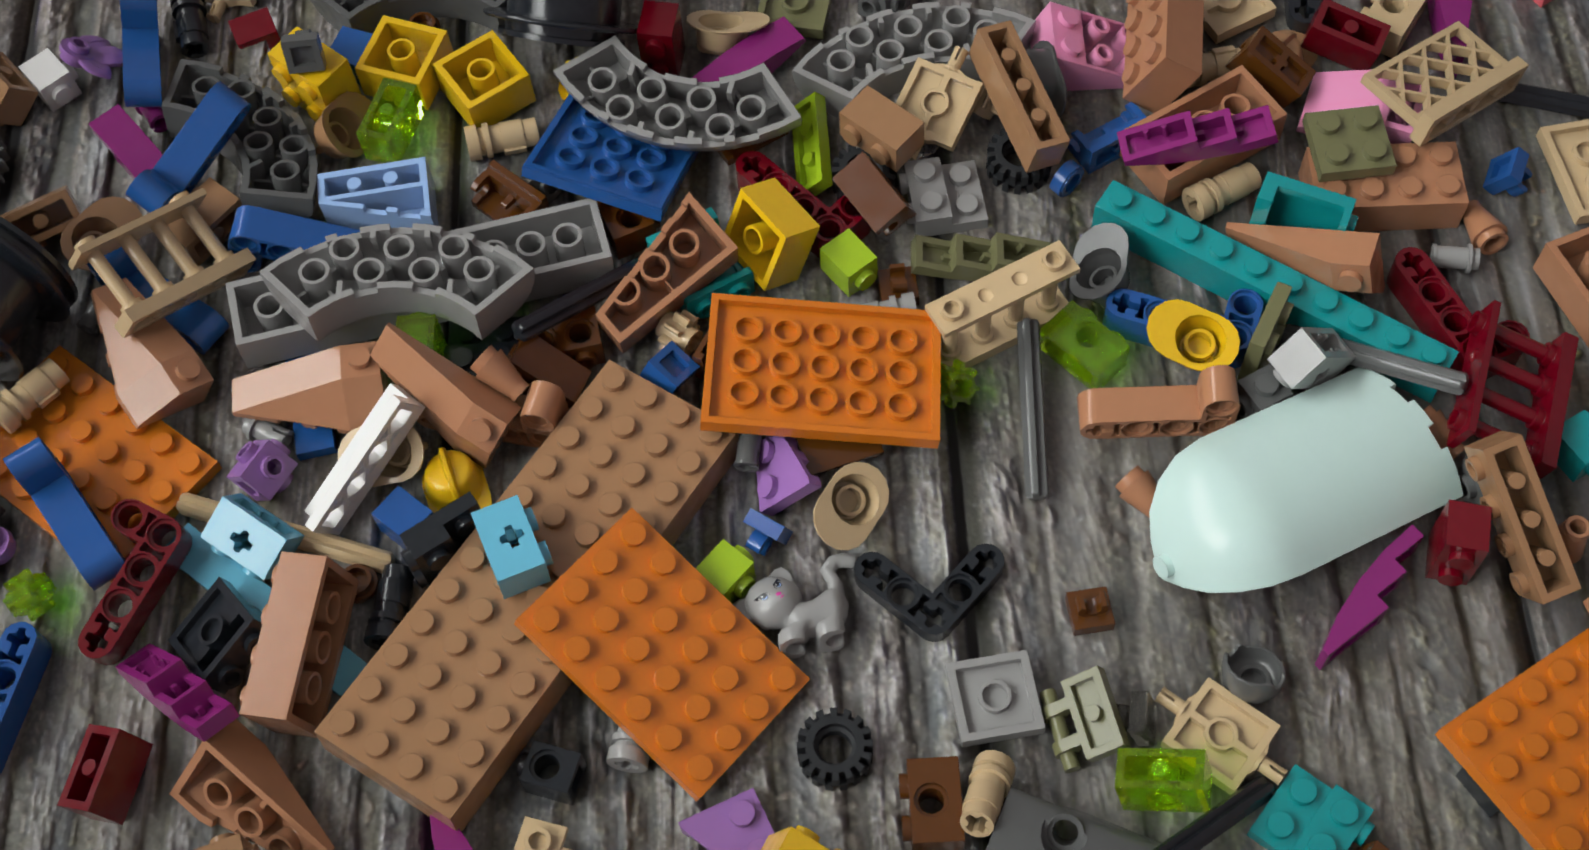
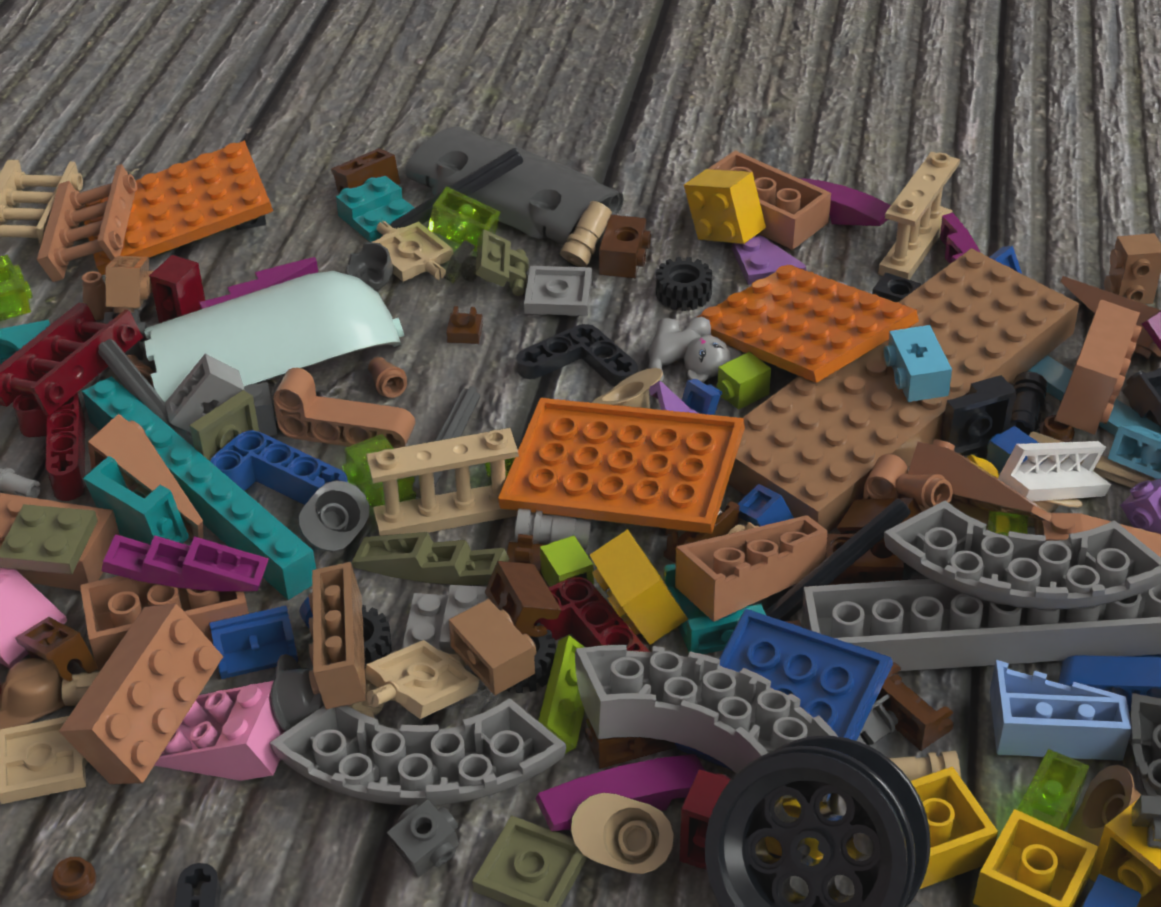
camera: 170 degrees left, 20 degrees down
(1192, 335) = (291, 422): yellow piece -> none

